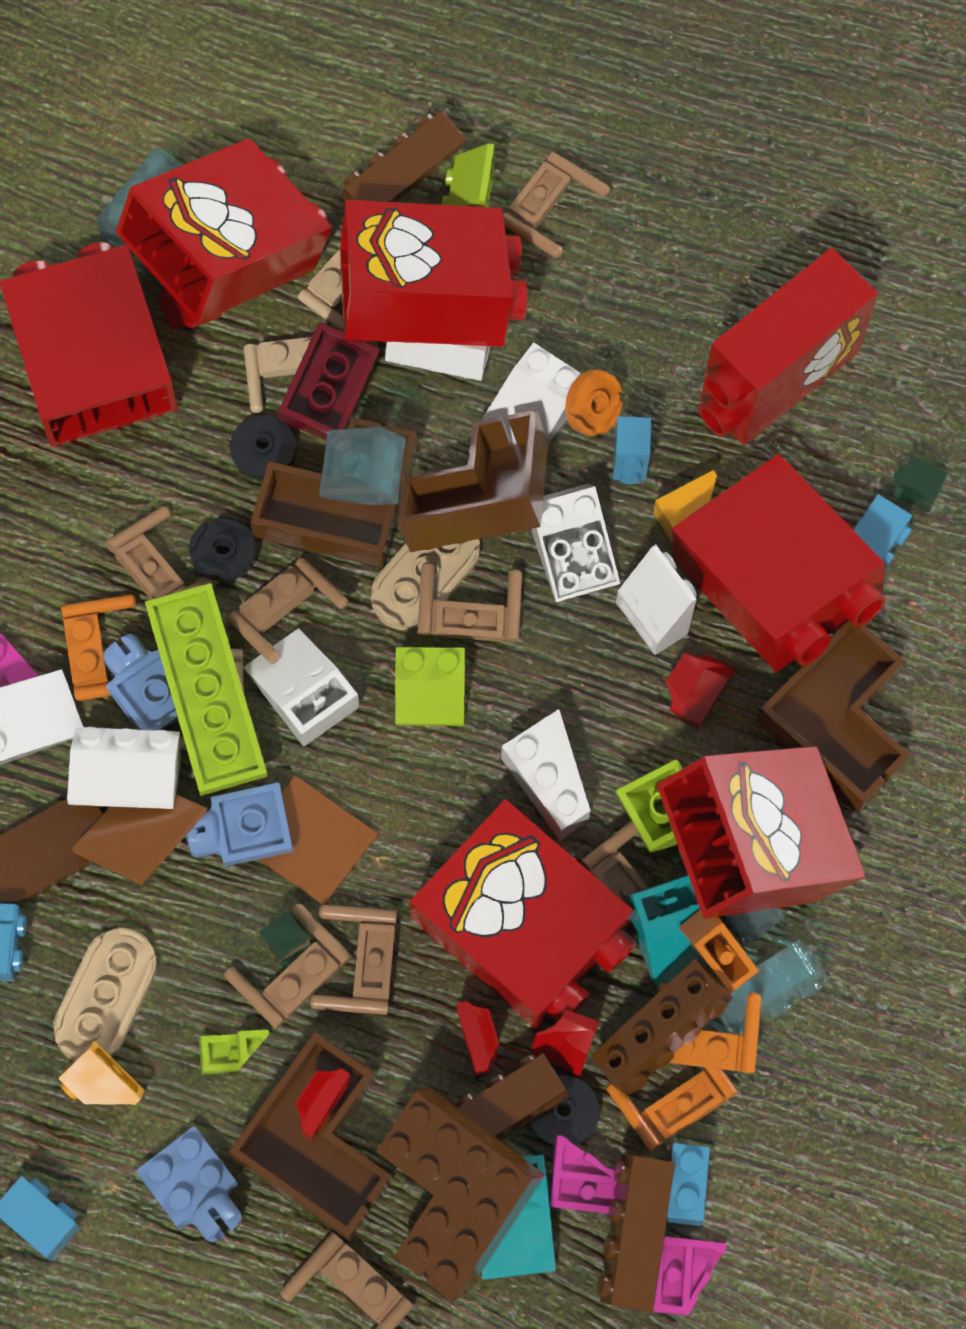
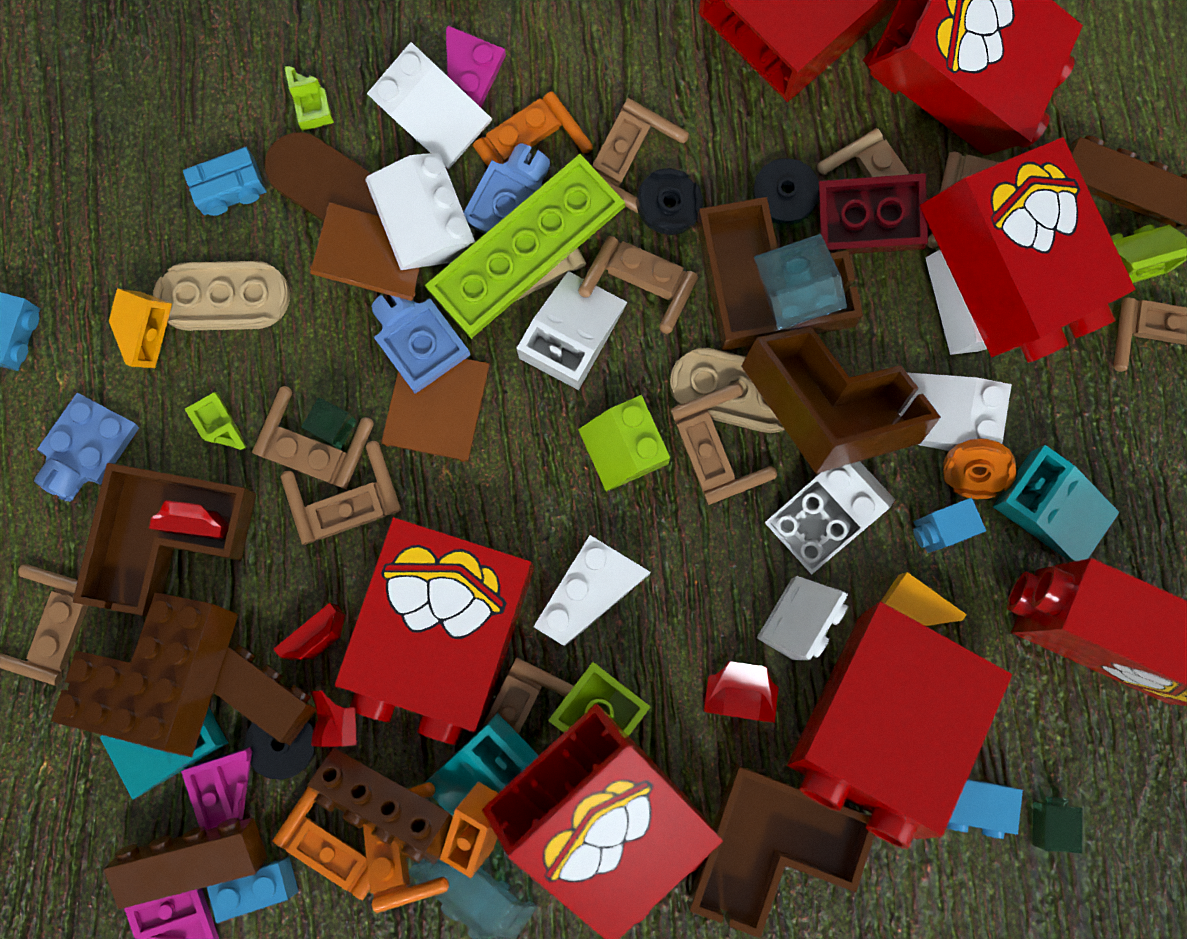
camera: 70 degrees right, 10 degrees up
(652, 357) = (1057, 505): none -> teal slope

